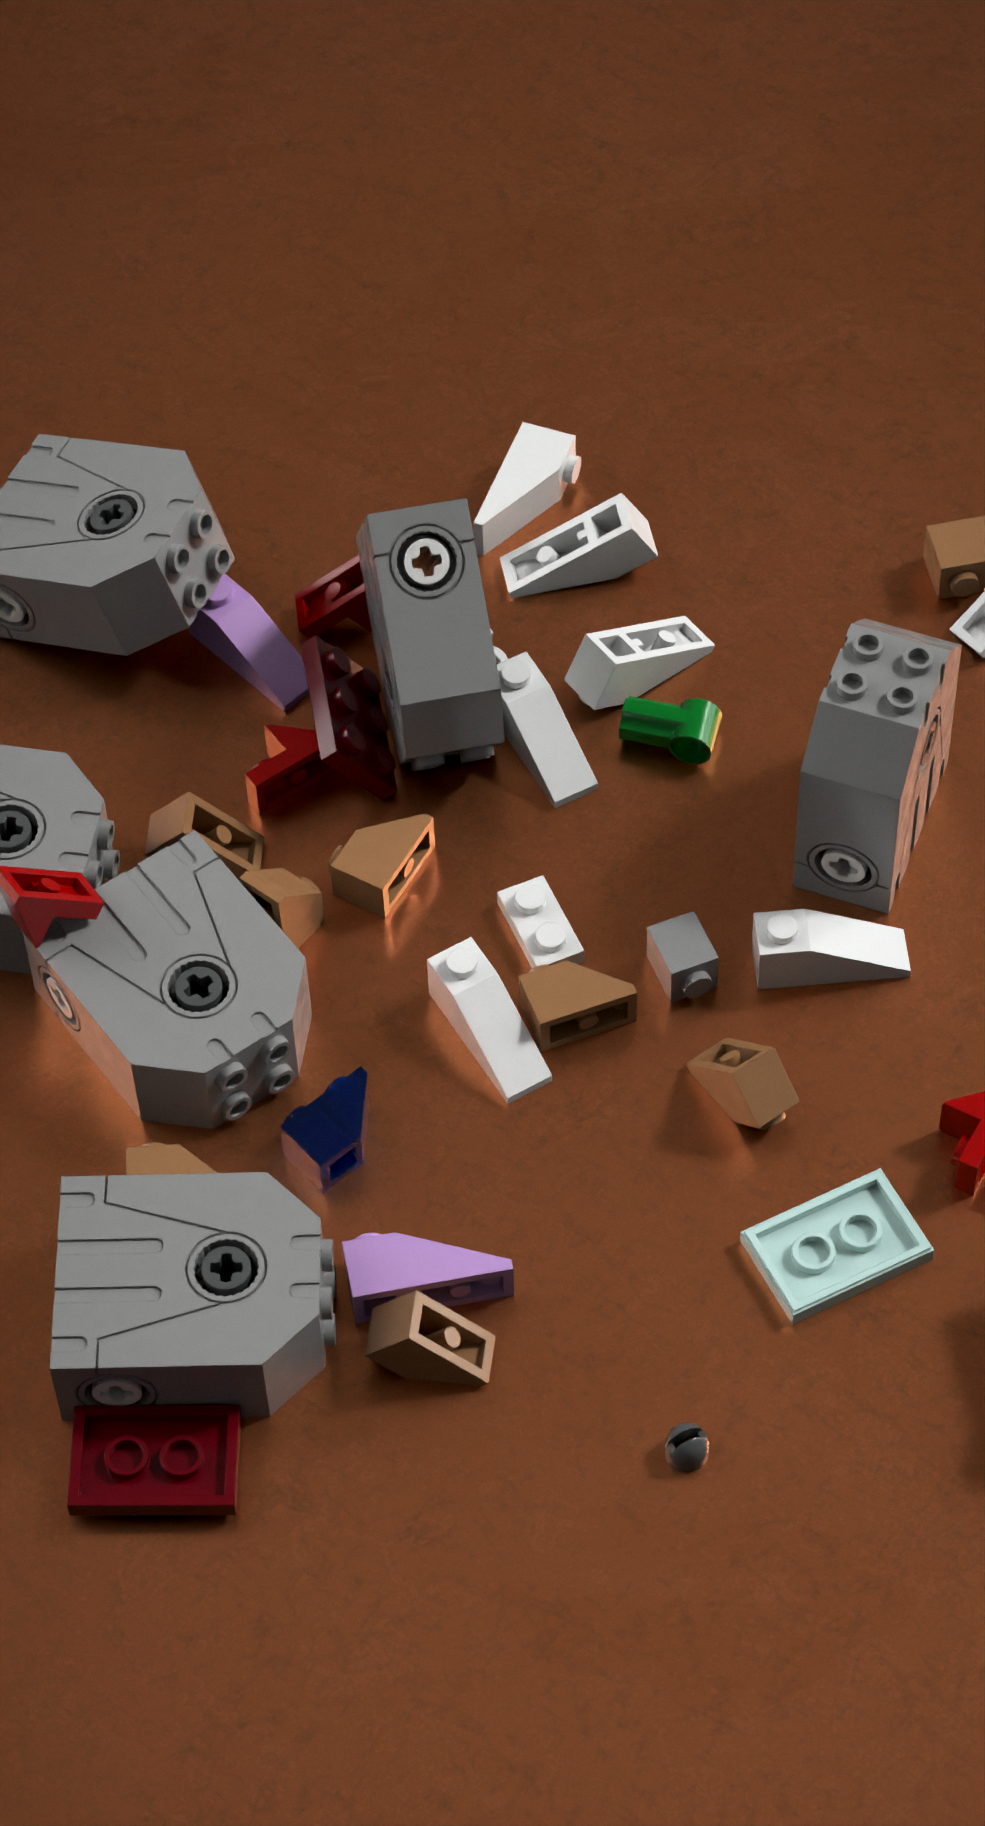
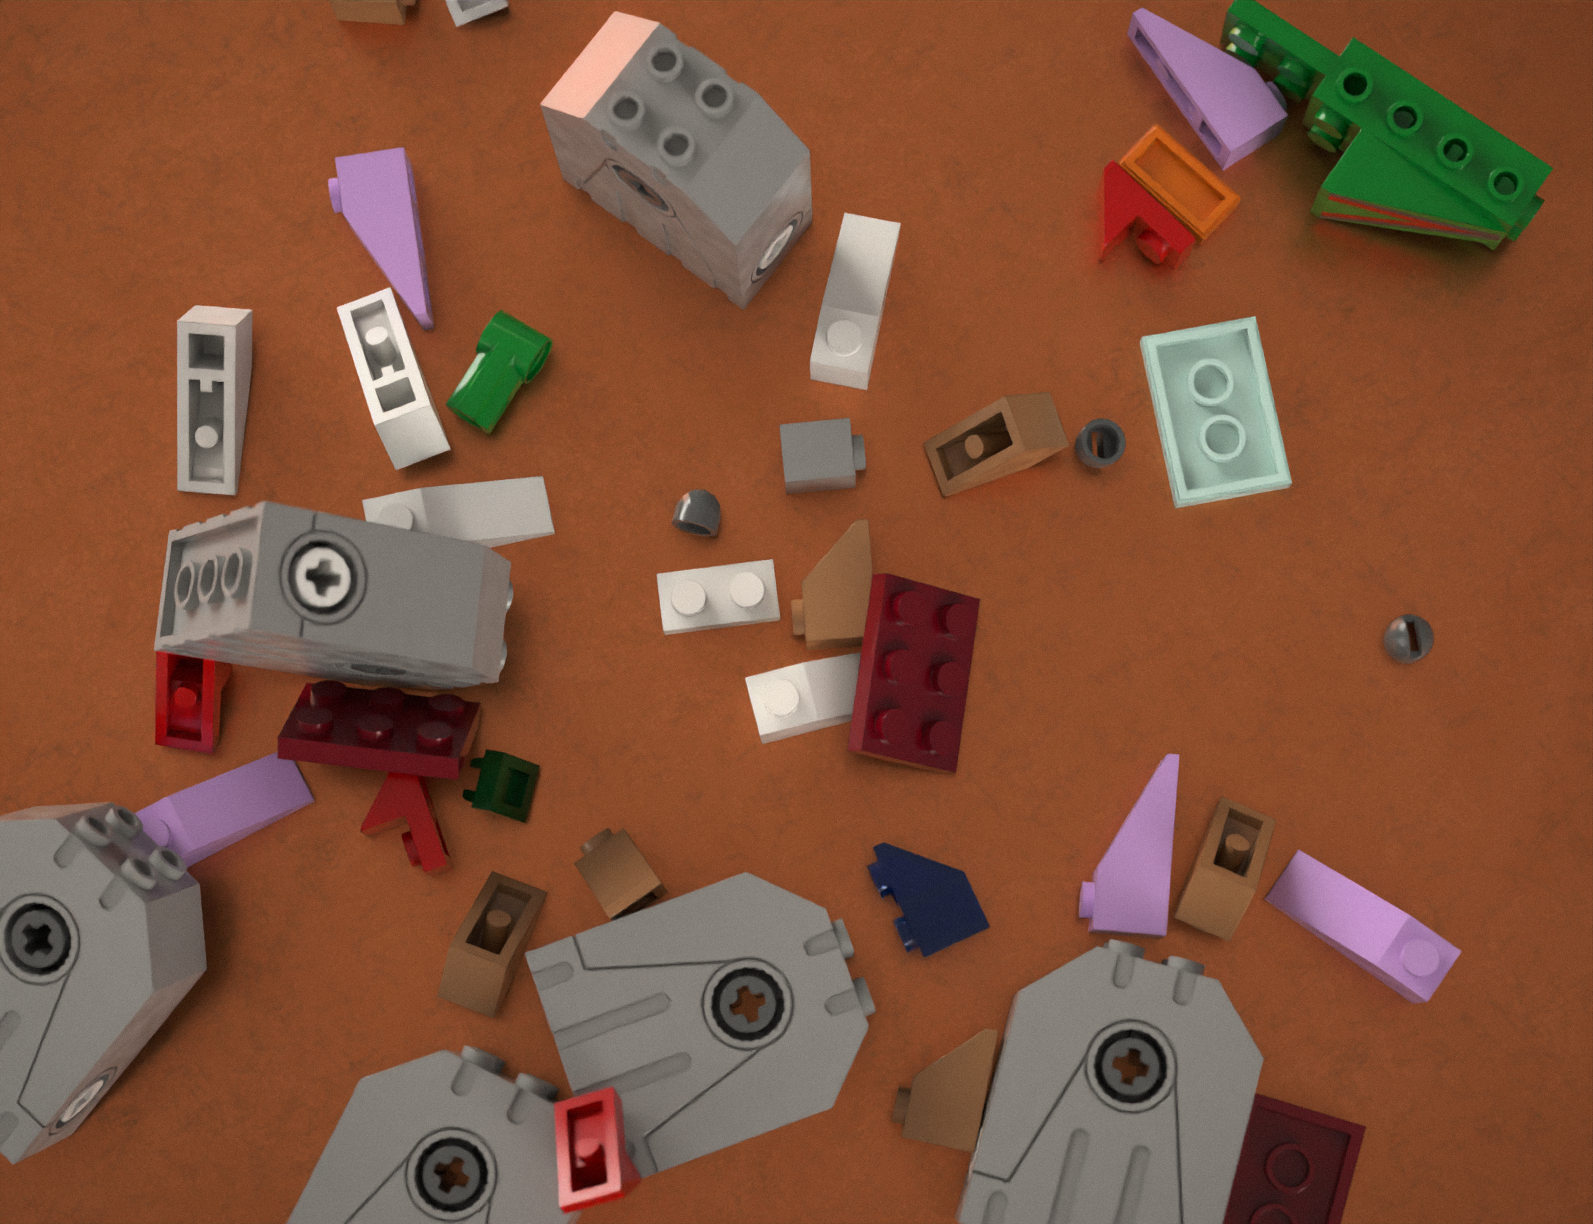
camera: 70 degrees left, 25 degrees up
(332, 817) = (503, 785): none -> dark green tile
(381, 862) = (585, 751): medium nougat slope -> none
(408, 1471) = (1363, 927): none -> lavender slope
(519, 1065) = (913, 674): none -> dark red plate
(526, 484) = (80, 417): white slope -> none
(605, 890) = (697, 513): none -> dark grey hinge
(764, 621) = (382, 209): none -> lavender slope
(767, 1148) = (1109, 442): none -> dark grey hinge

